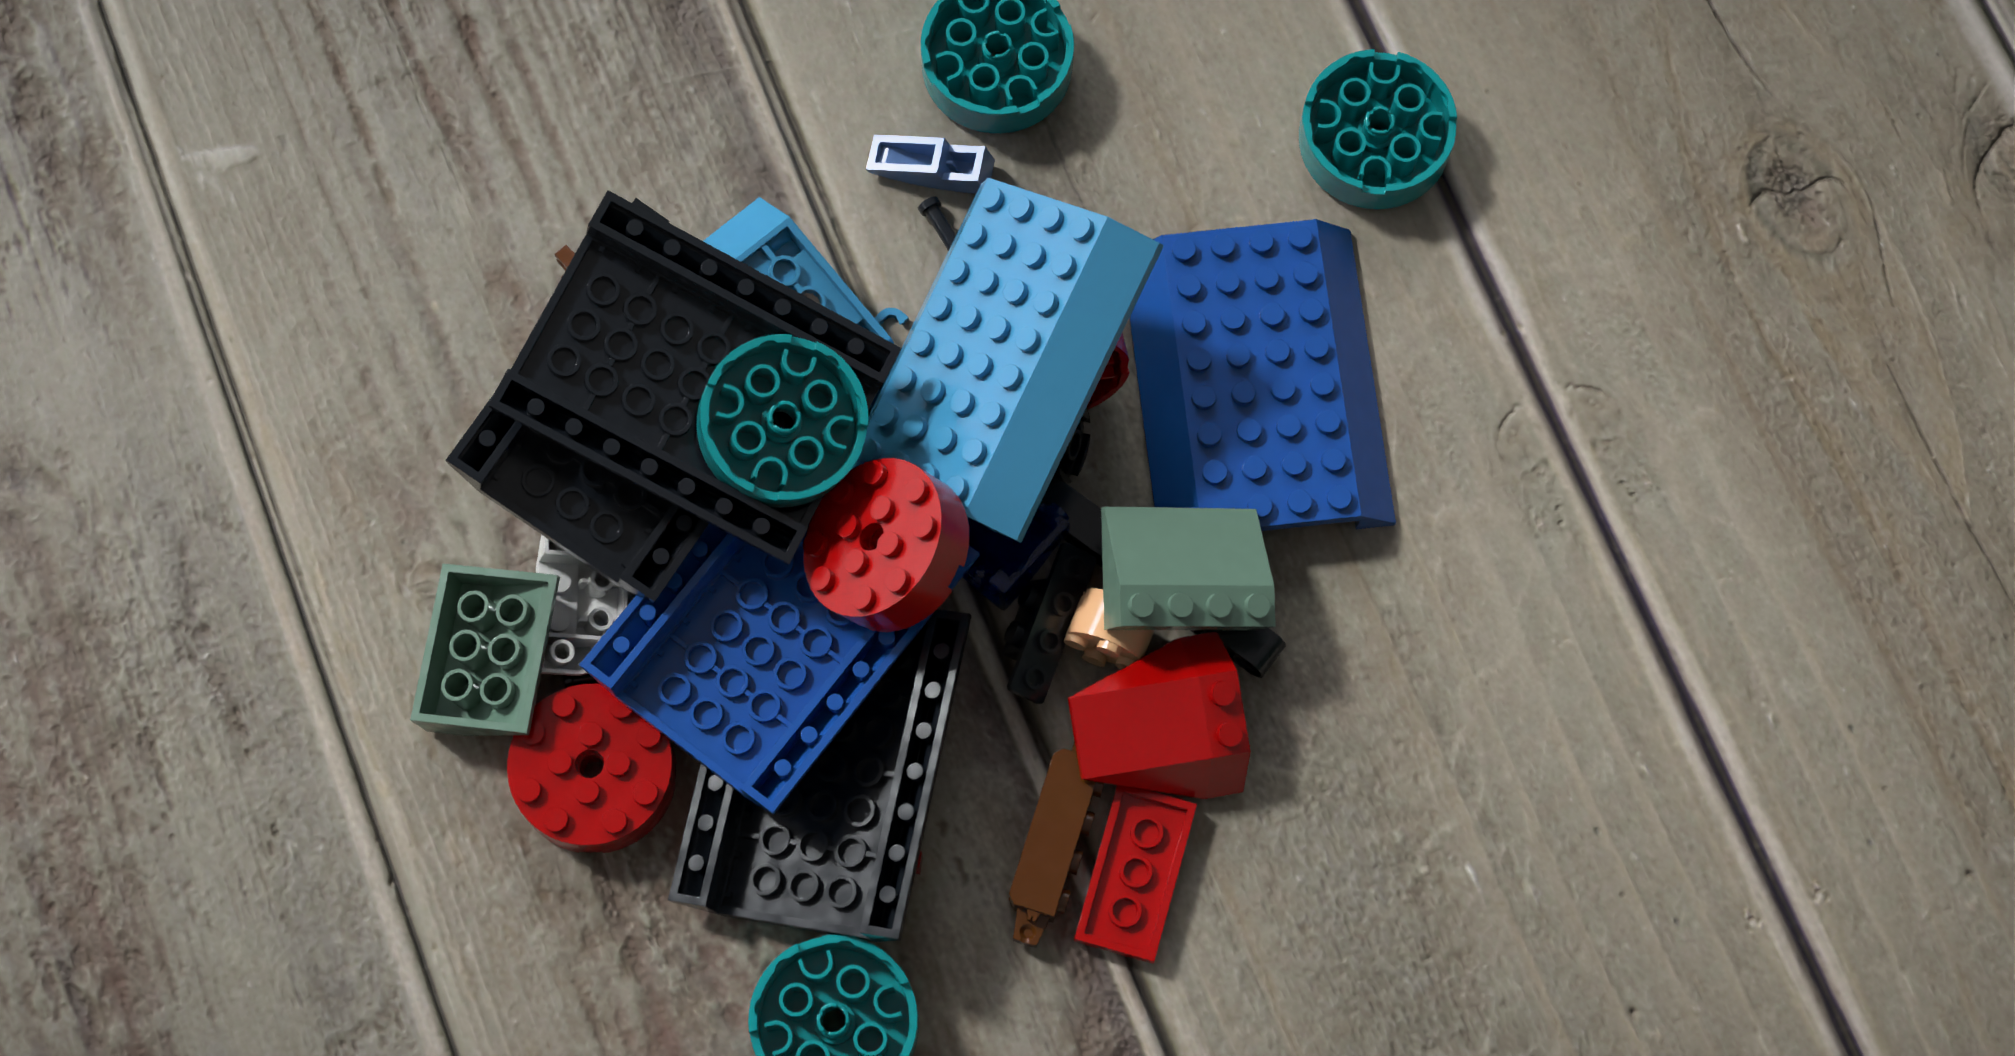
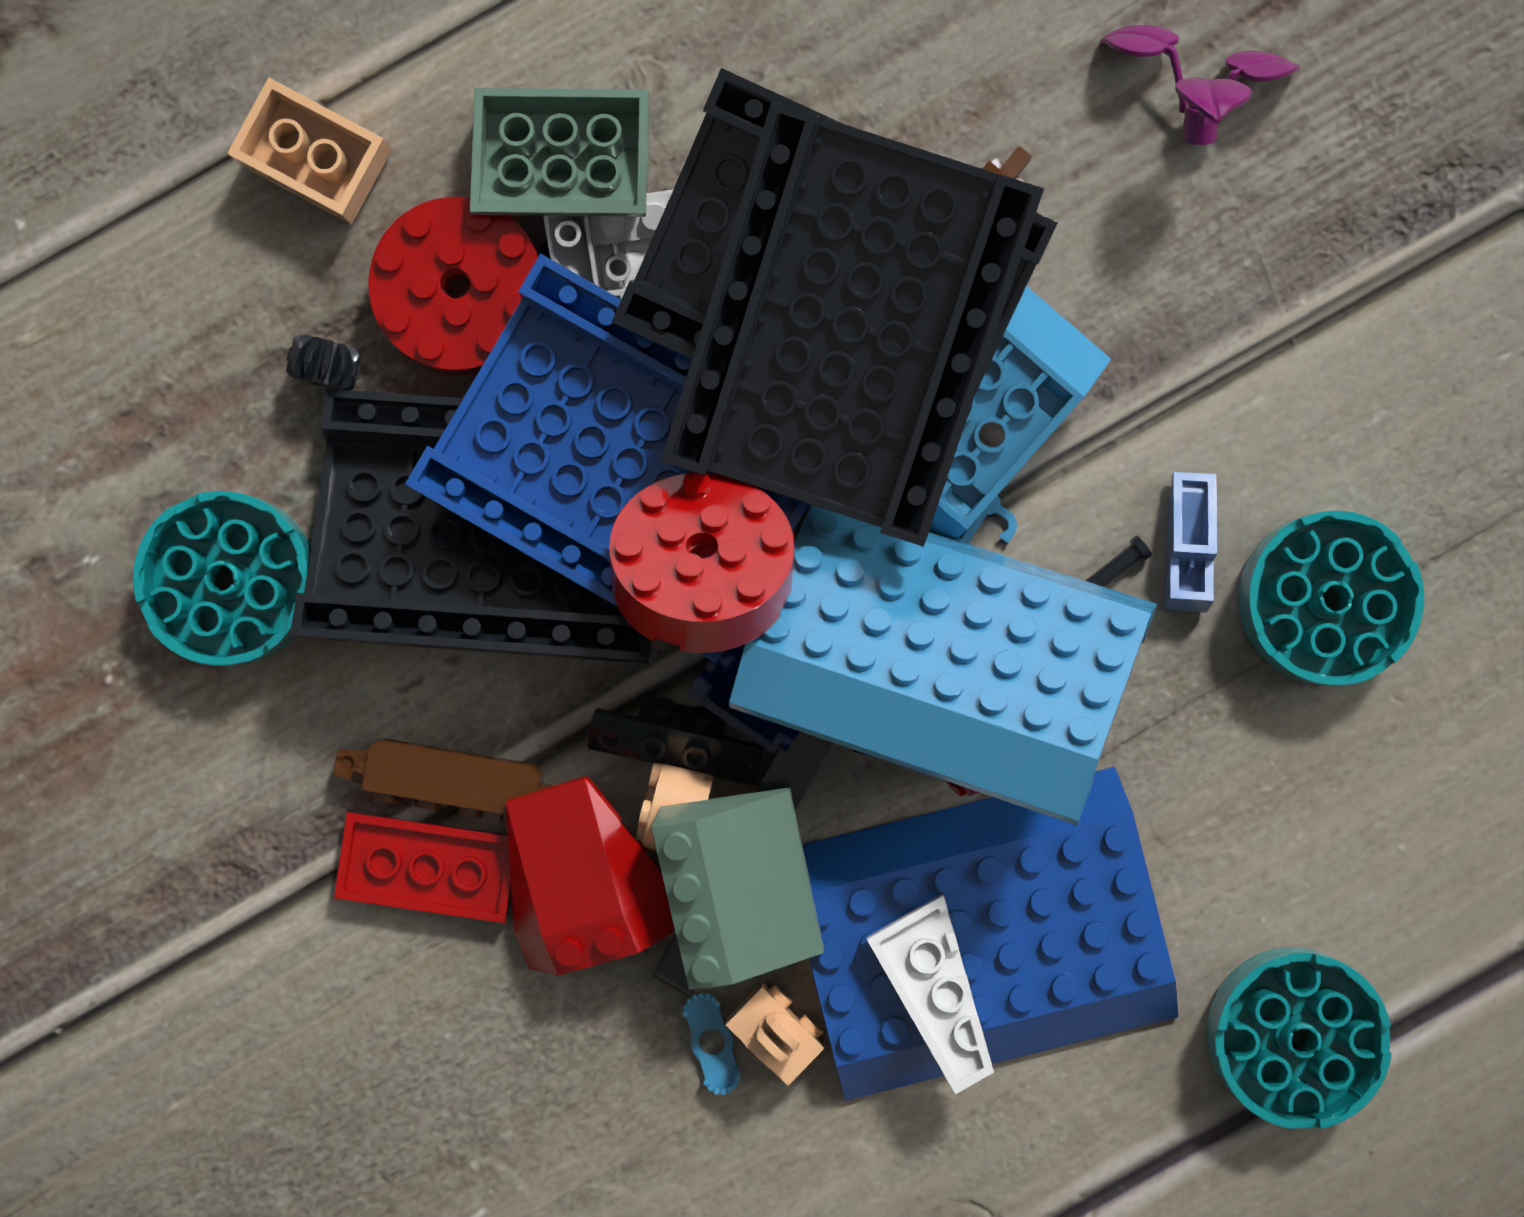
camera: 85 degrees right, 15 degrees up
(438, 888) = (309, 151): none -> light nougat brick
(541, 92) = (1200, 99): none -> magenta plant
(642, 901) = (323, 362): none -> black gear
(774, 462) = (825, 380): teal brick -> none
(1289, 419) = (929, 976): none -> white wing
(1325, 572) = (776, 1032): none -> light nougat brick
(1355, 632) = (720, 1068): none -> dark azure piece

